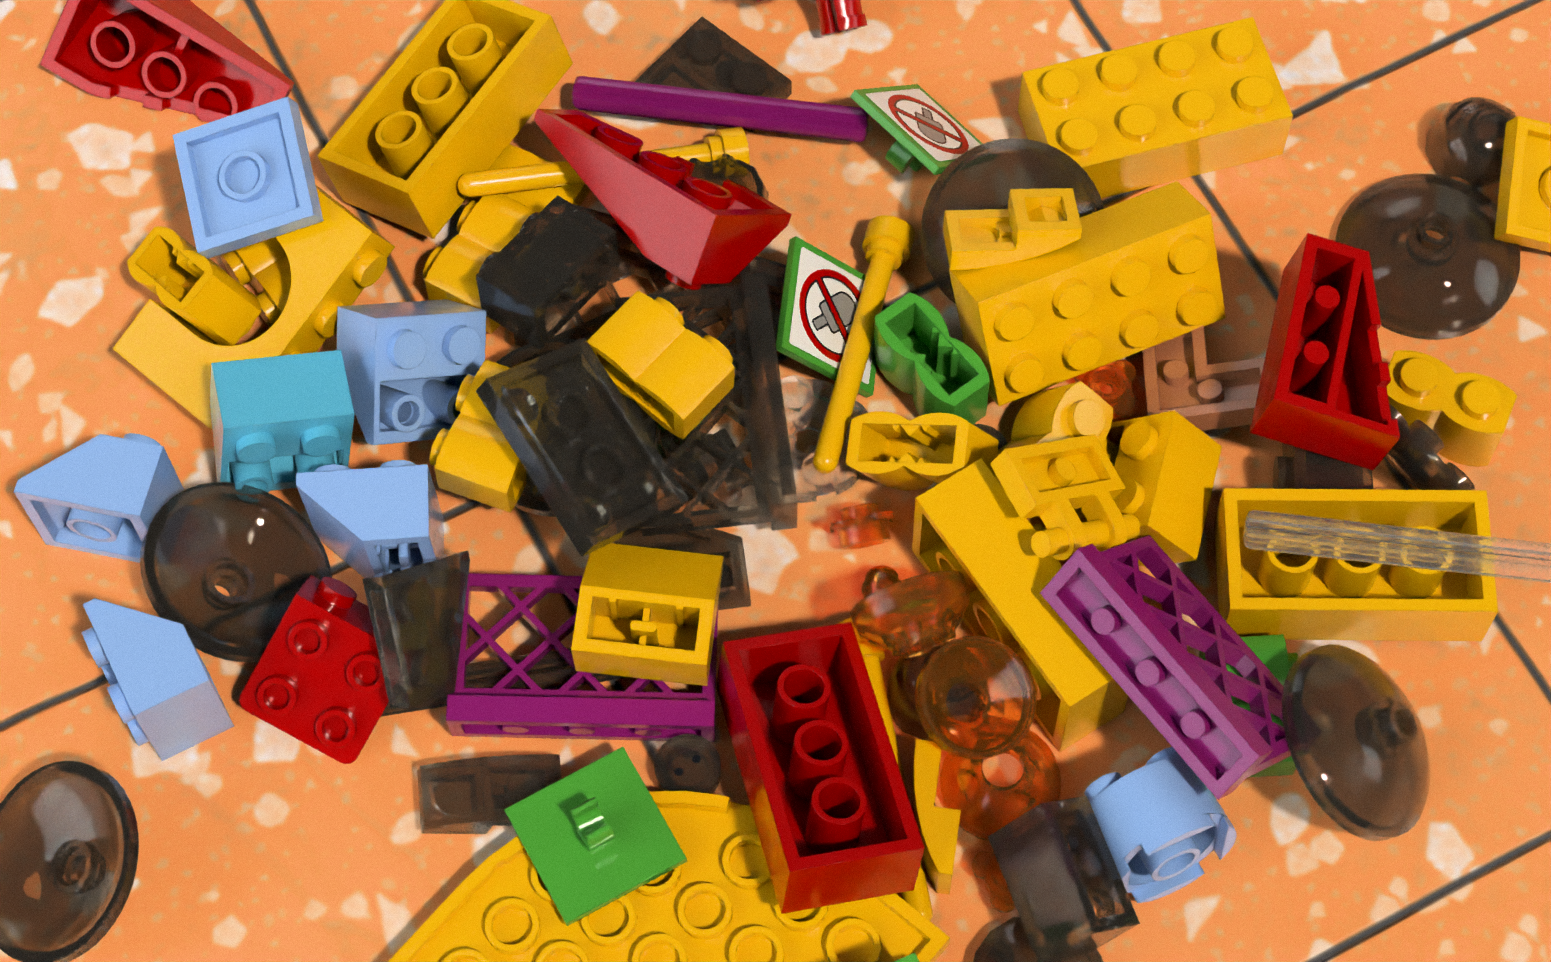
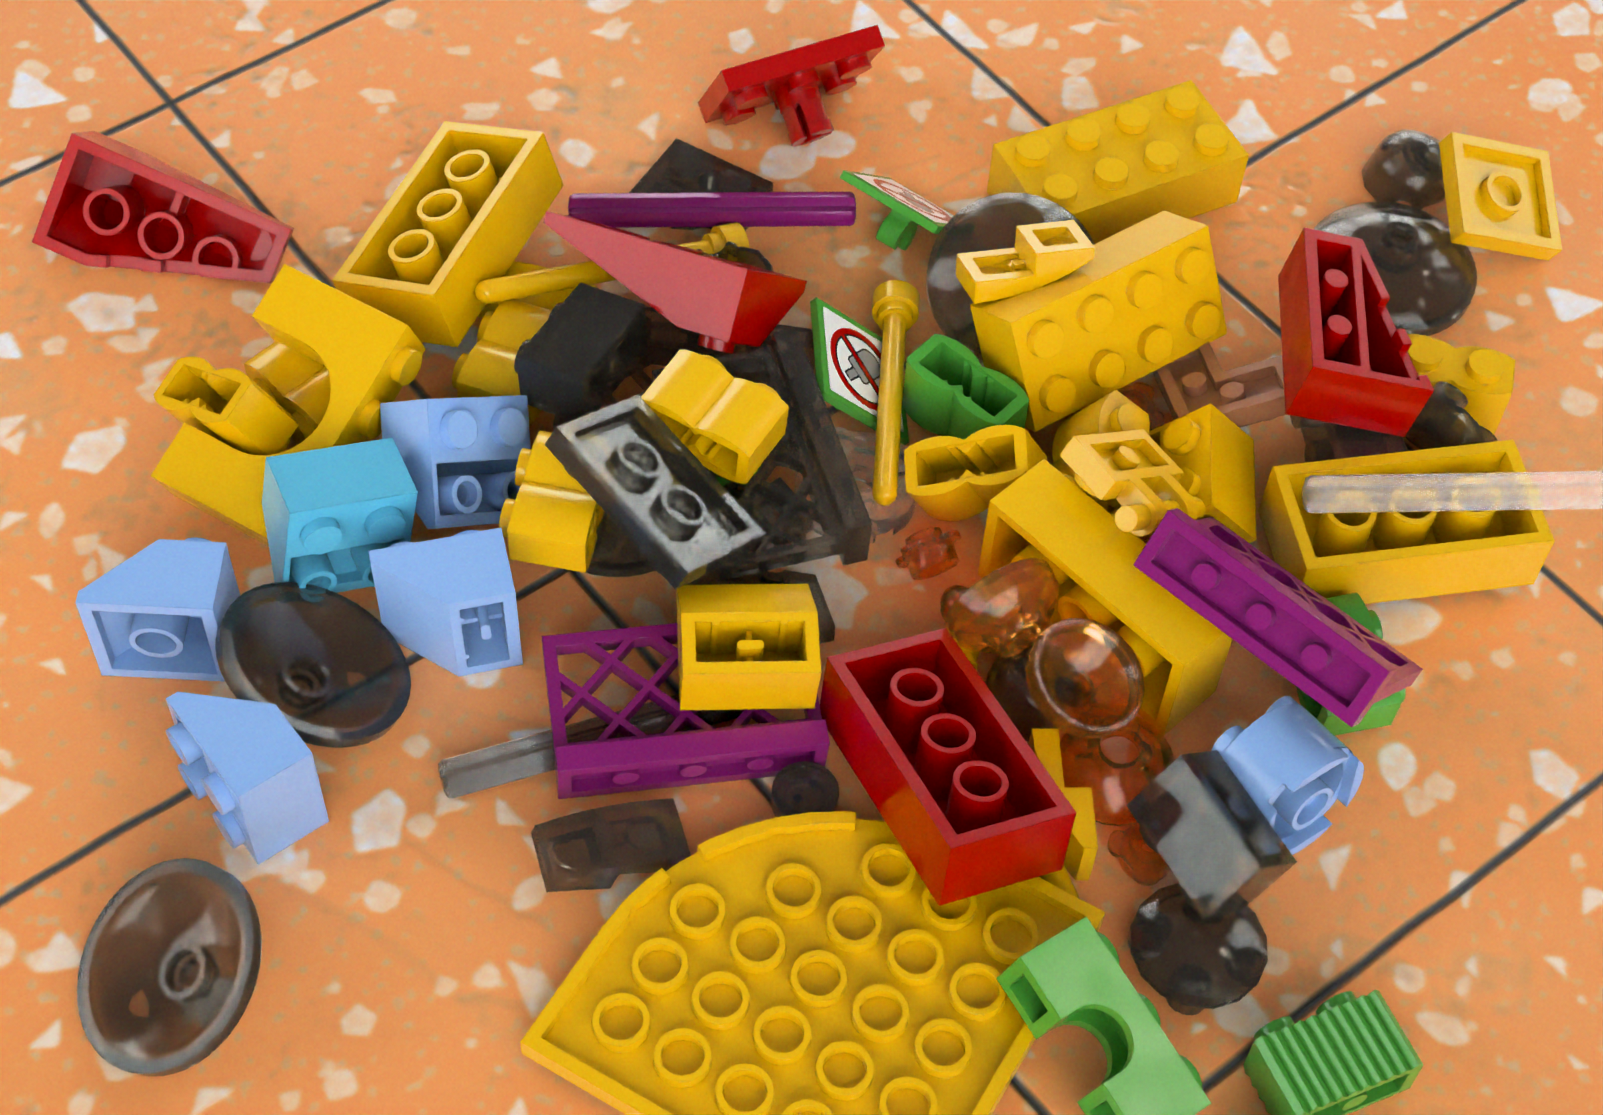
camera: 15 degrees left, 10 degrees down
(247, 177) = (275, 288): light blue plate -> none
(321, 672) = (425, 747): red bracket -> none
(419, 626) = (516, 684): clear smoke wing -> none
(595, 836) = (729, 866): bright green piece -> none
(1356, 742) = (1457, 673): clear smoke dish -> none

